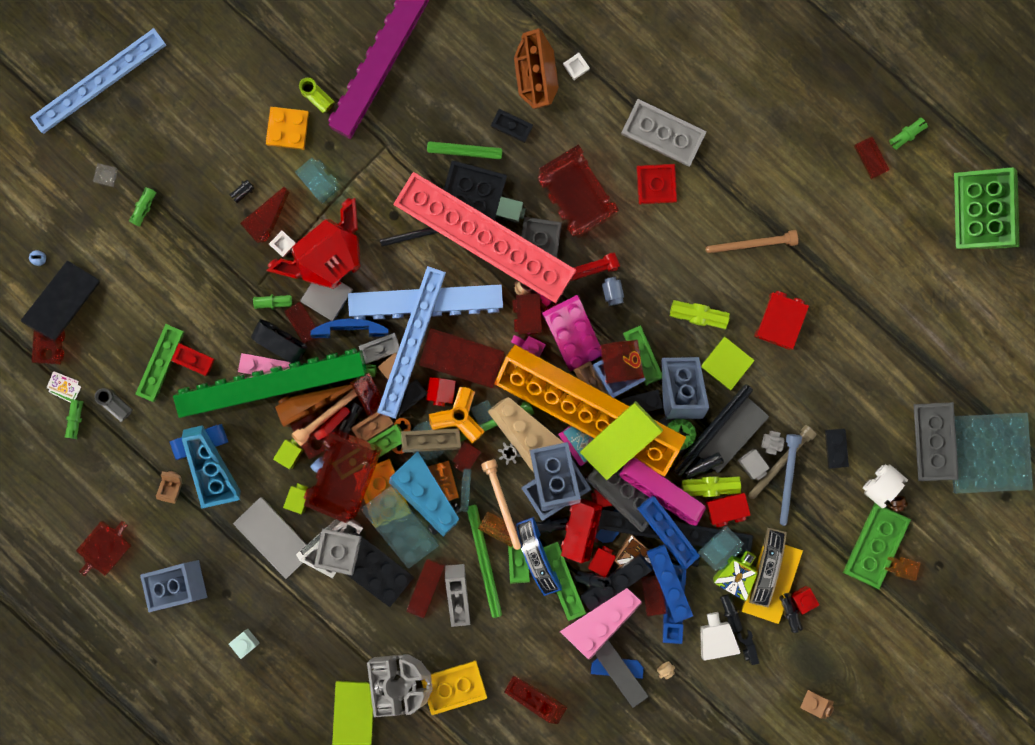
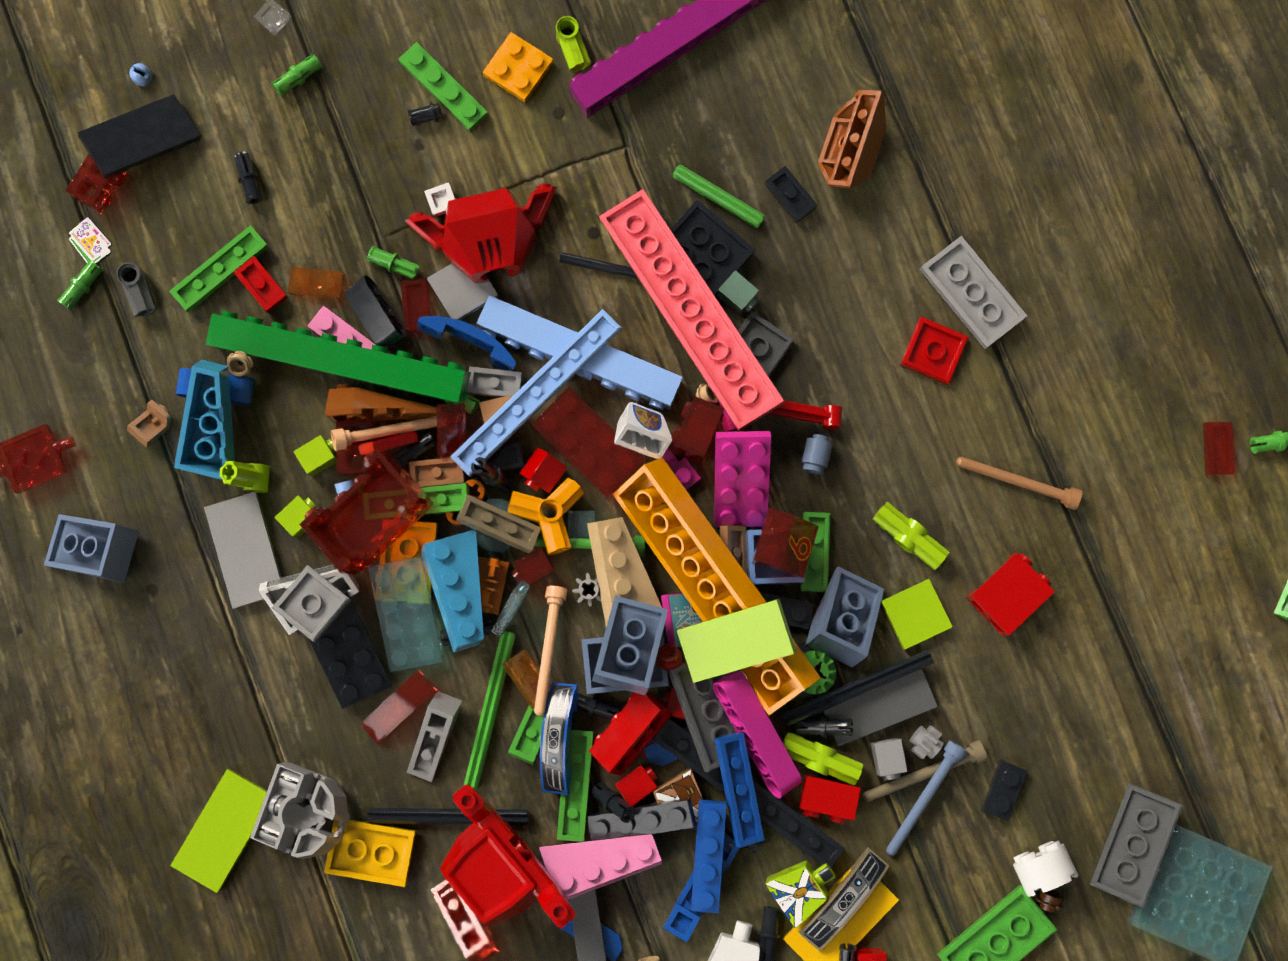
camera: 20 degrees right, 5 degrees down
(146, 292) = (247, 178): none -> black axle
(207, 423) = (236, 368): none -> tan plate
(228, 340) = (316, 283): none -> clear orange plate
(244, 166) = (443, 87): none -> bright green plate
(244, 643) = (138, 662): light aqua brick -> none
(250, 490) = (249, 476): none -> lime piece
(264, 219) = (435, 158): clear red slope -> none
(317, 180) = (521, 144): clear light blue brick -> none
(410, 410) = (492, 475): none -> black pin
(491, 641) = (438, 816): none -> black axle
(493, 333) = (643, 430): none -> white torso
(541, 658) = (497, 868): none -> red helmet
(576, 66) = (904, 161): white plate -> none
(576, 192) = (830, 310): clear red windscreen -> none
(583, 471) = (669, 657): none -> clear red plate
(653, 596) = (680, 863): clear red plate -> none
(721, 548) = (795, 844): clear light blue brick -> none

